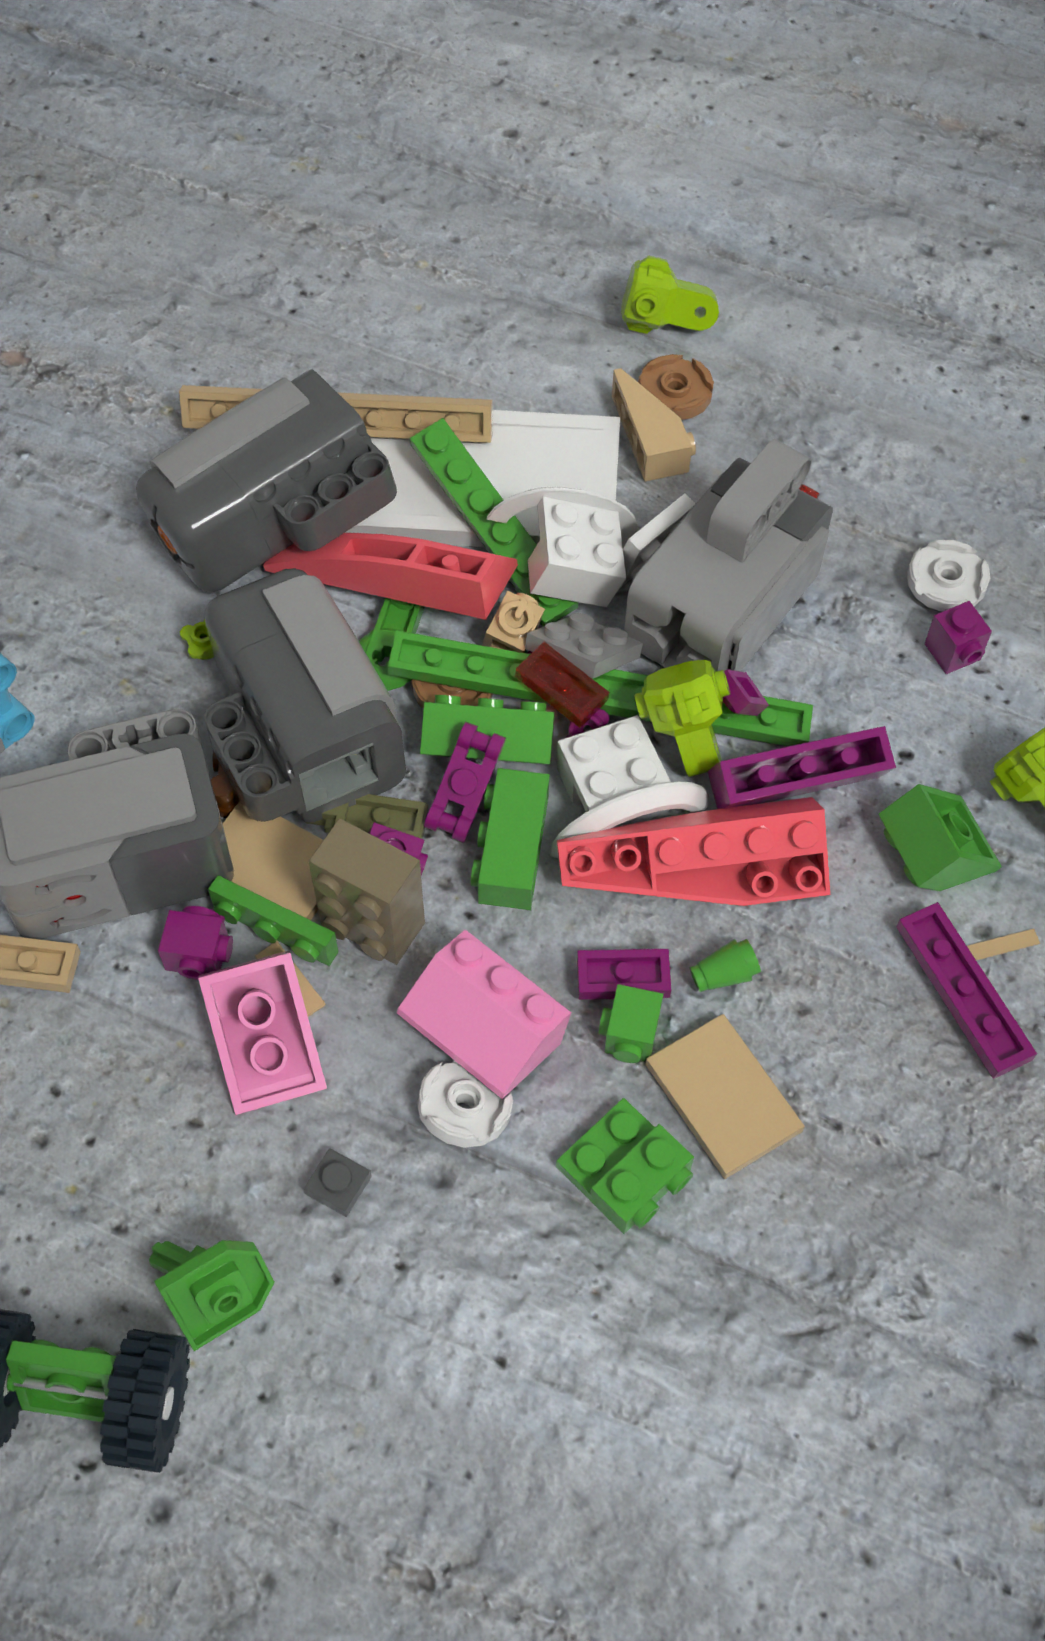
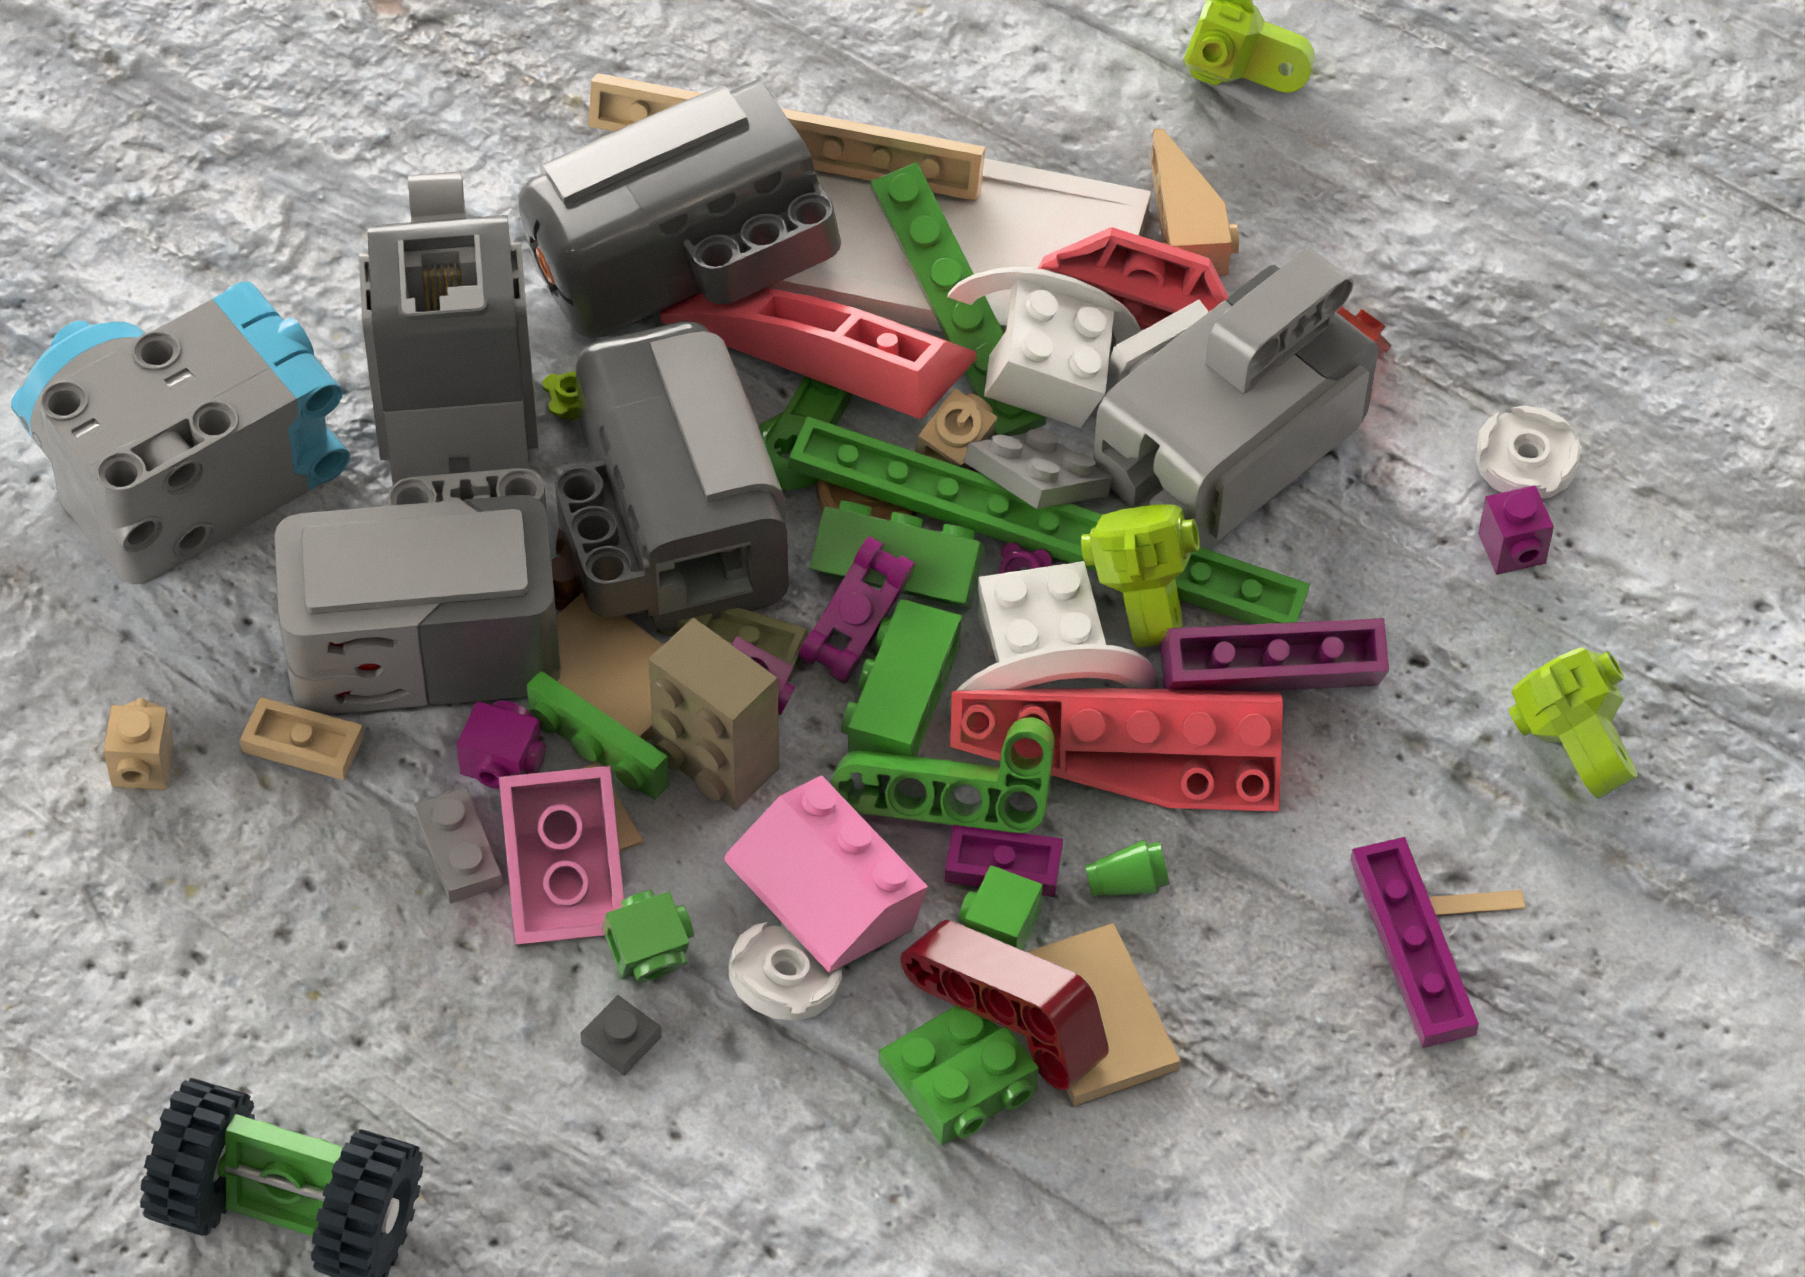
camera: 10 degrees right, 5 degrees down
(94, 609) = (447, 337): none -> piece
(173, 1034) = (458, 845): none -> light grey plate
(211, 1287) = (461, 1113): bright green piece -> none
(346, 1091) = (648, 936): none -> bright green brick
(562, 684) = (997, 510): clear red plate -> none
(565, 911) = (941, 778): none -> bright green beam
(635, 479) = (1140, 273): none -> coral wedge
(661, 1094) = (1015, 991): none -> dark red beam
(679, 384) = (1237, 160): medium nougat plate -> none
(744, 694) = (1220, 555): magenta plate -> none
(937, 839) = (1427, 764): bright green slope -> none

